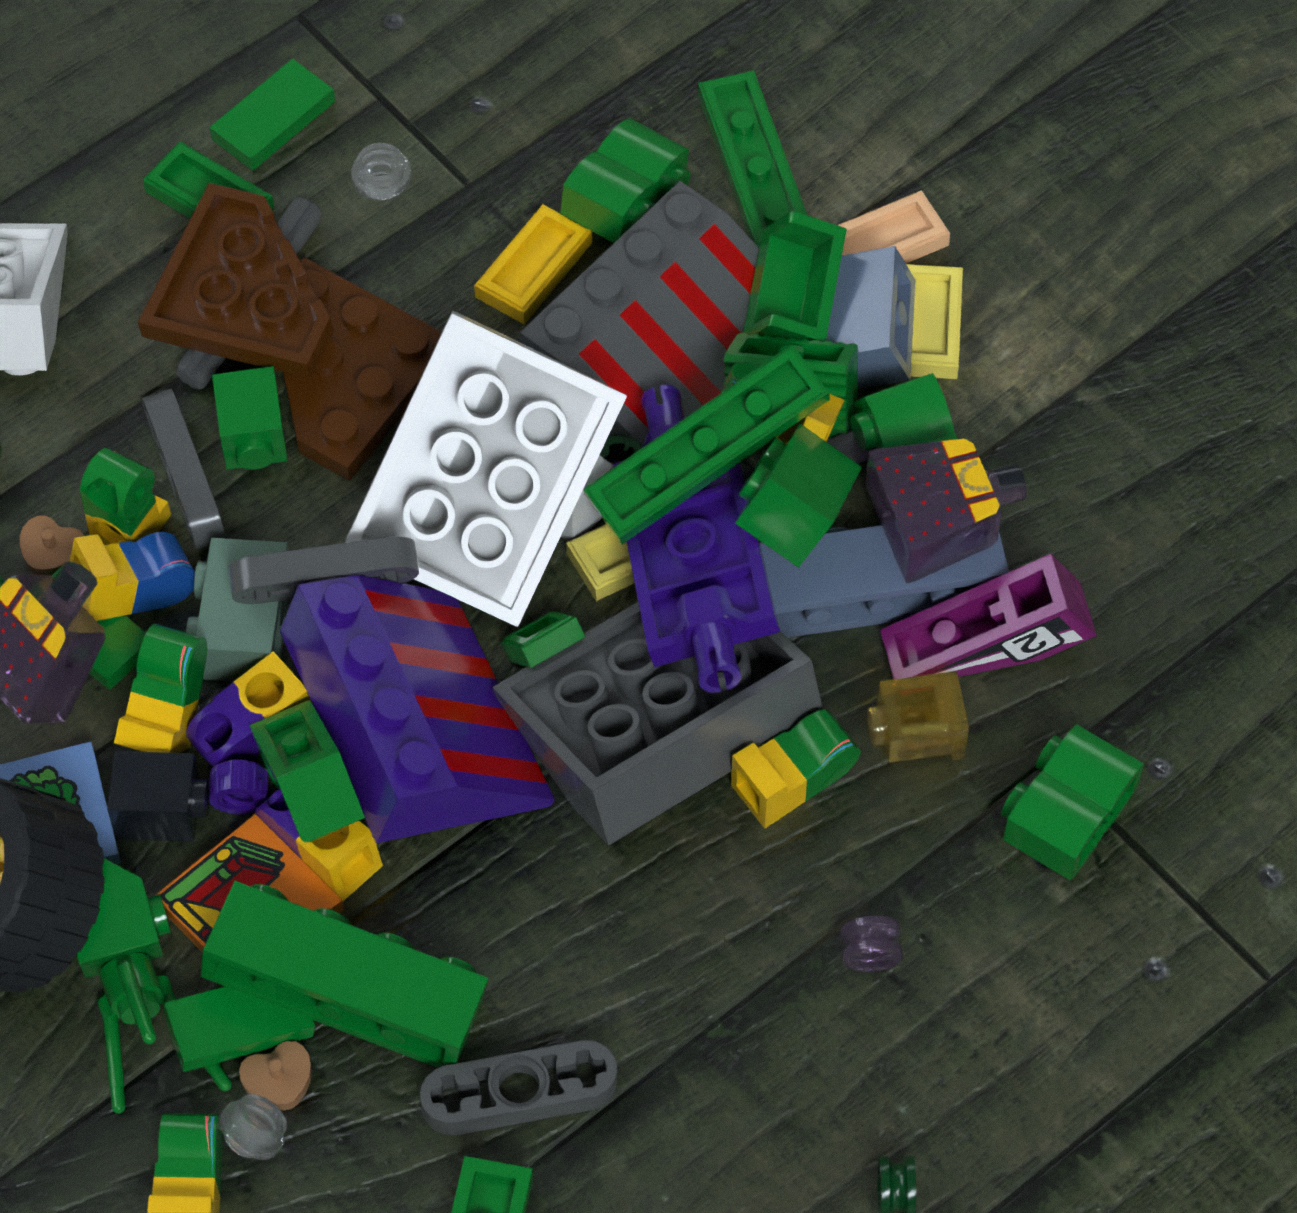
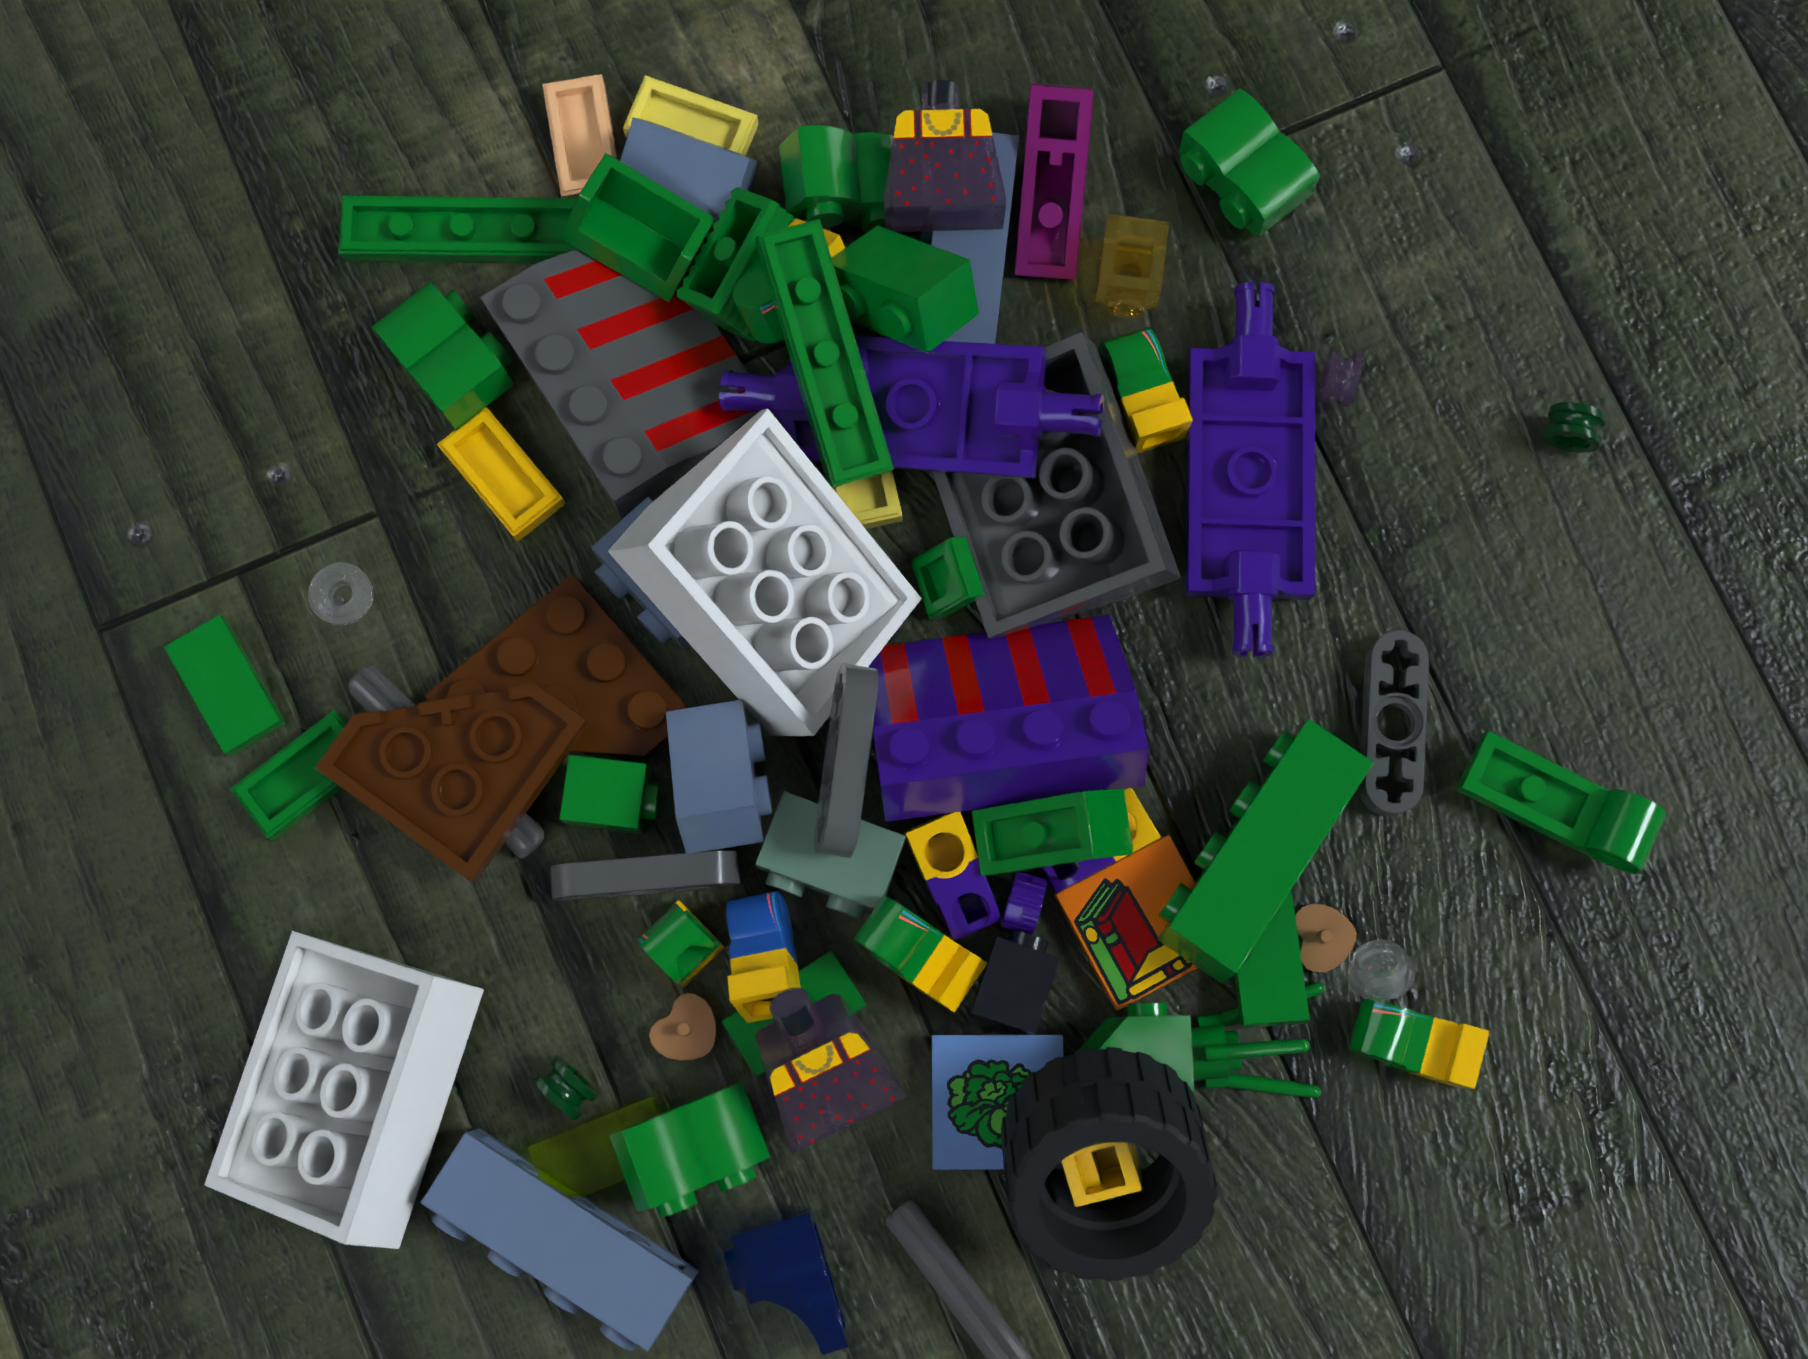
camera: 75 degrees left, 20 degrees up
(286, 486) = (715, 776): none -> sand blue brick
(740, 883) = (1251, 472): none -> dark purple plate

